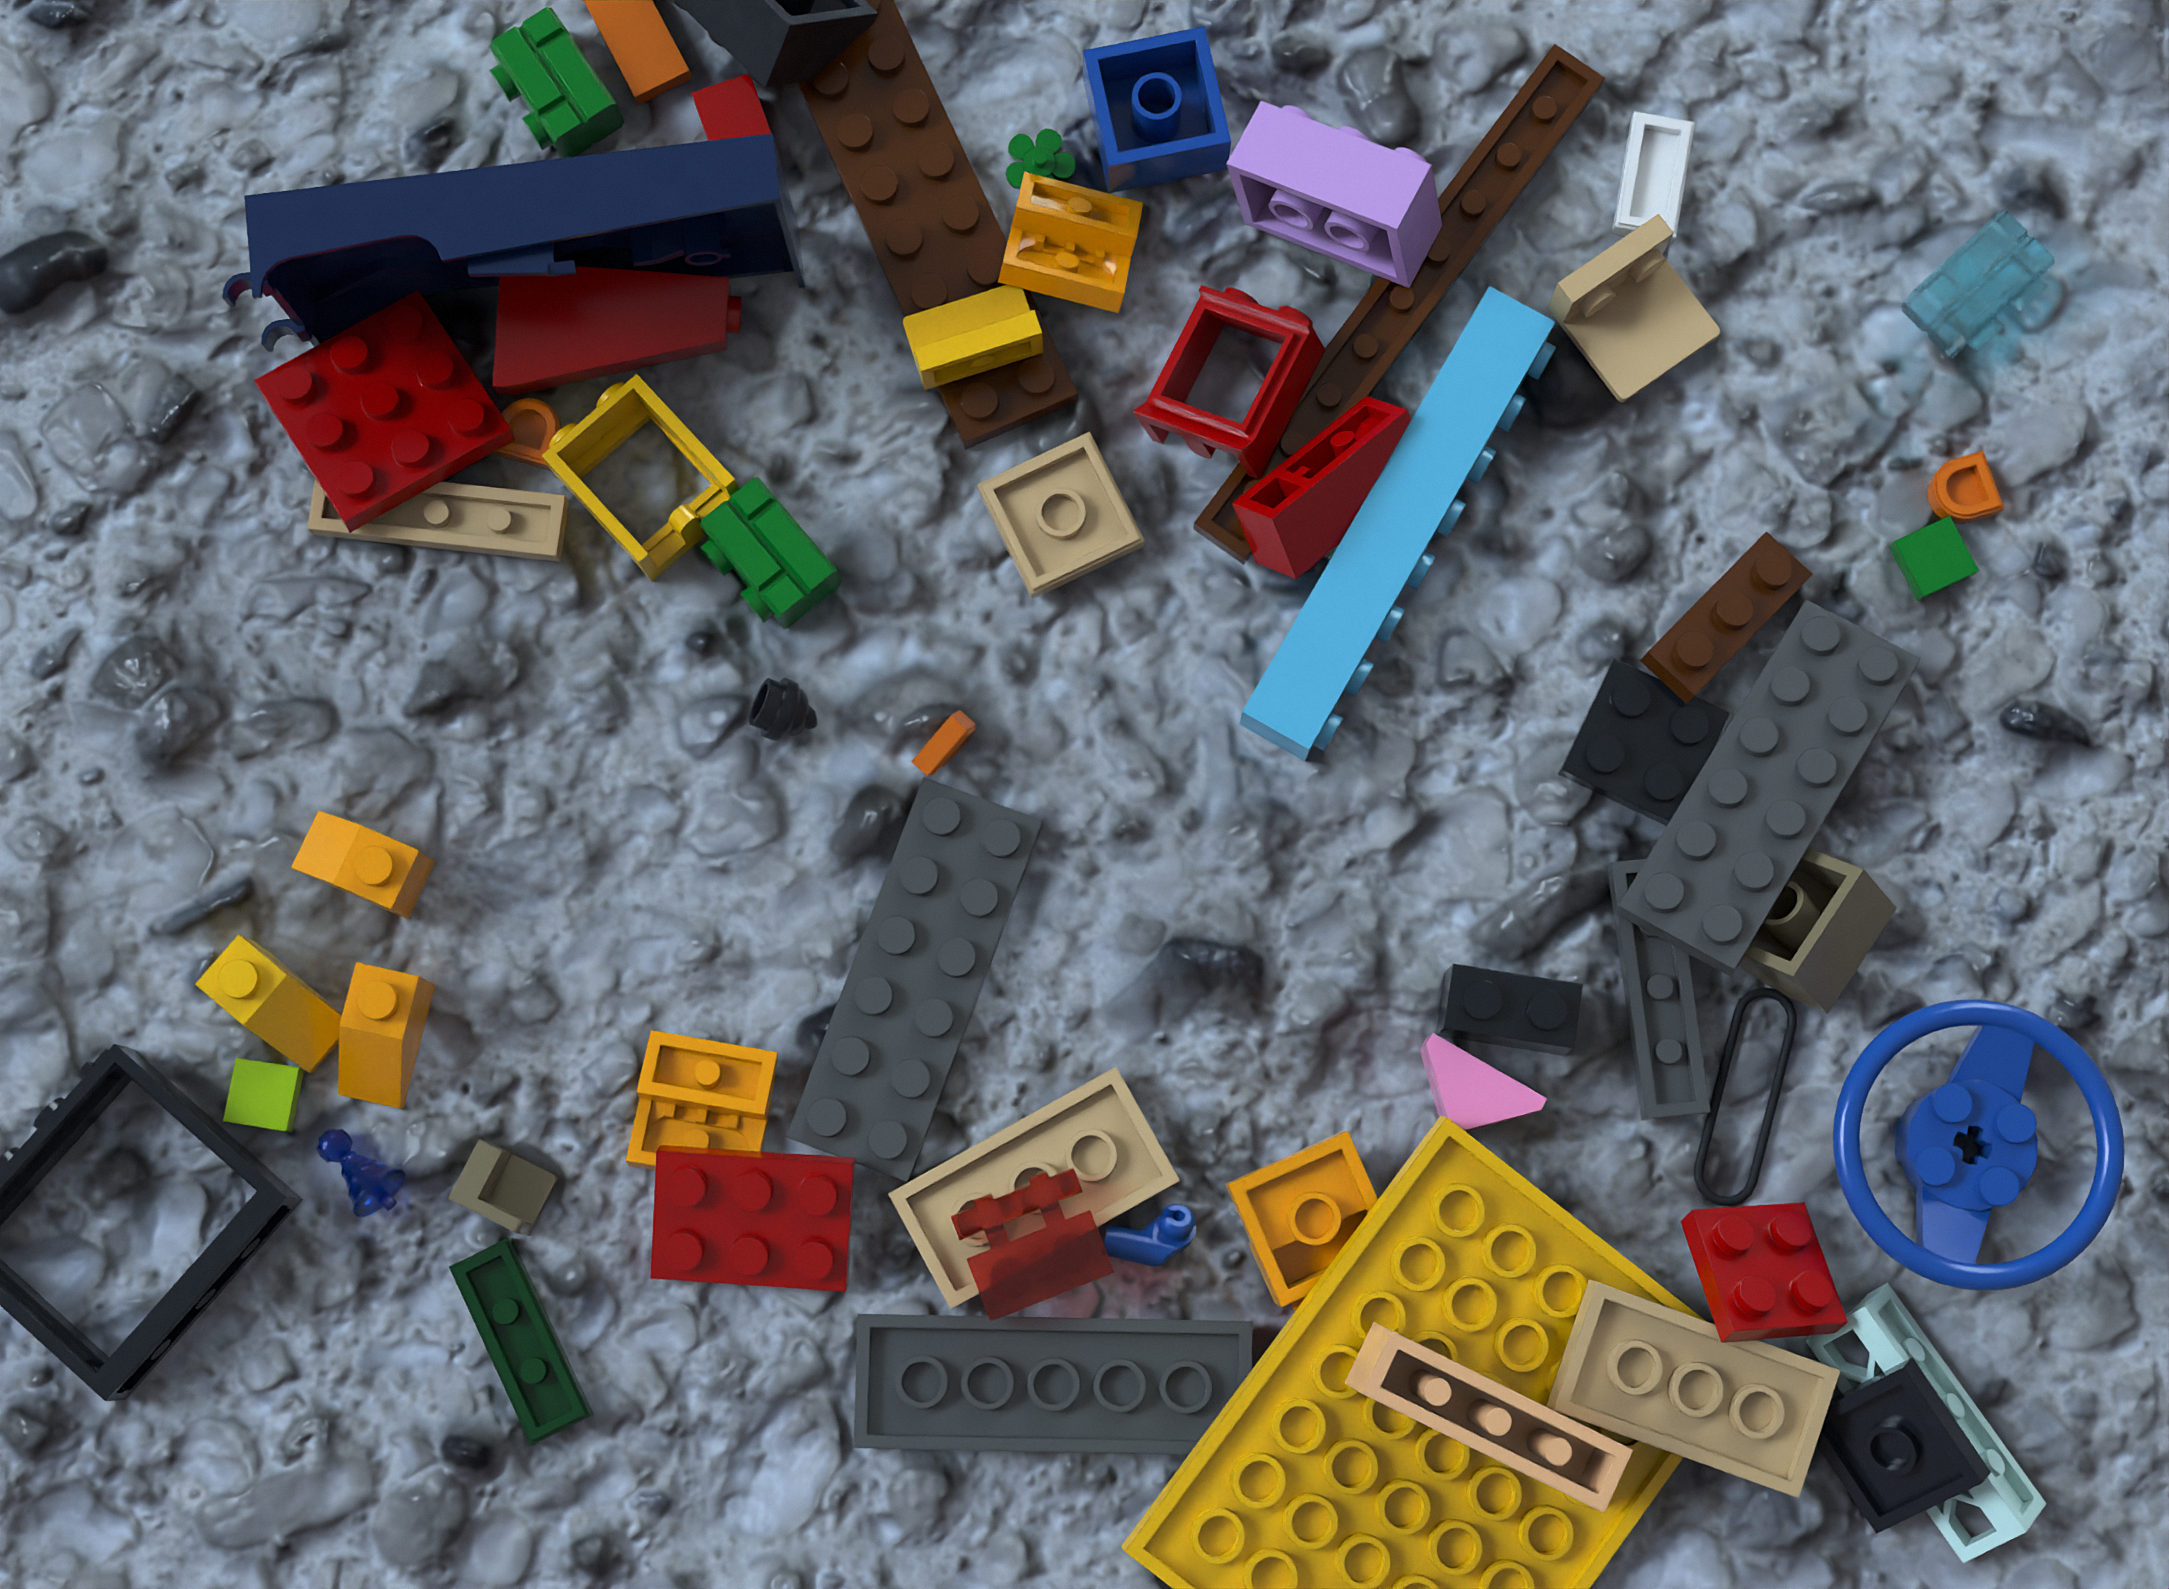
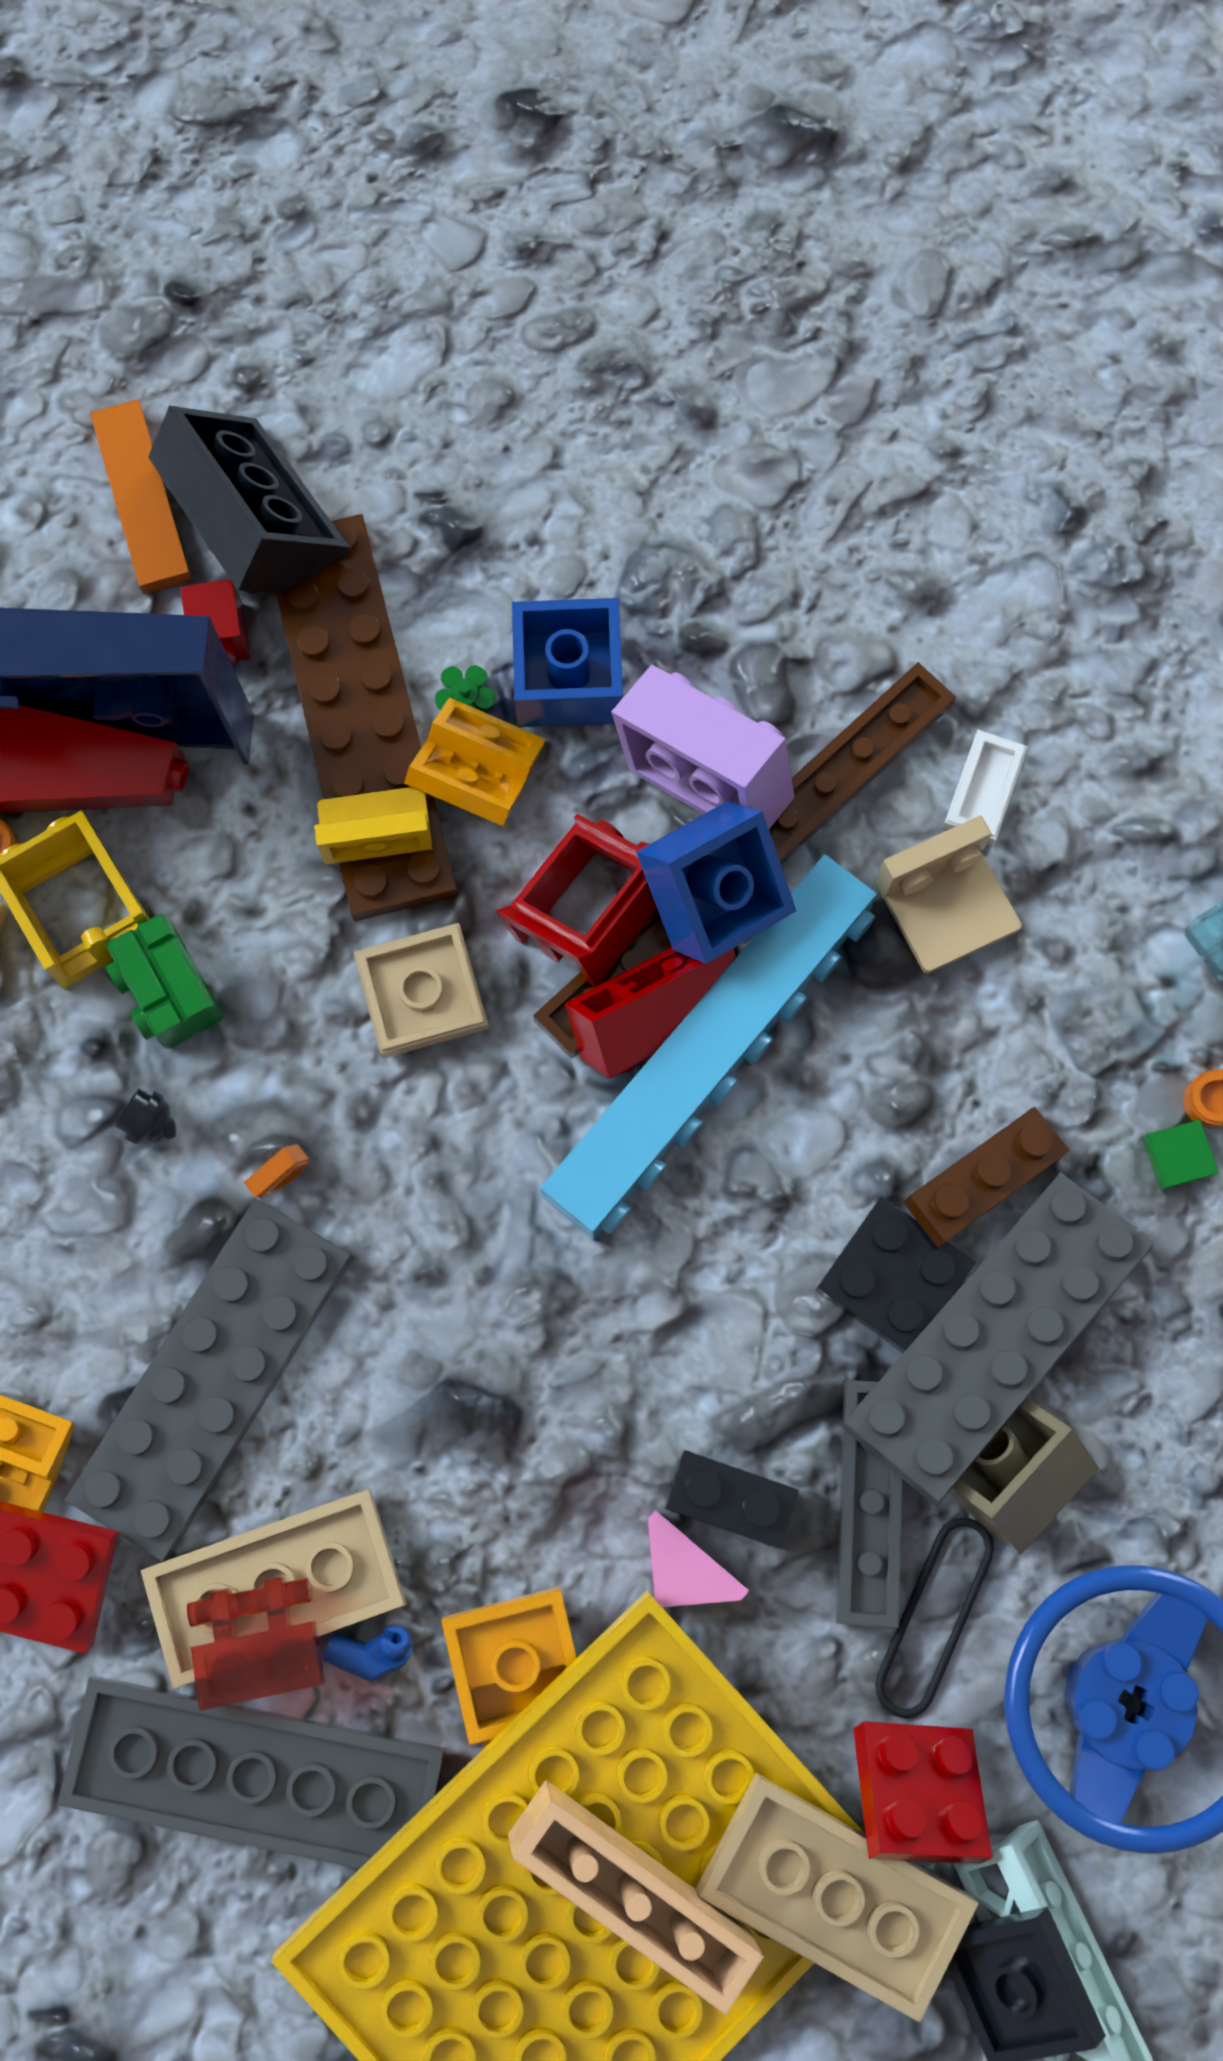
camera: 10 degrees right, 5 degrees down
(555, 84) = (72, 561): green brick -> none
(1379, 338) = (717, 881): none -> blue brick

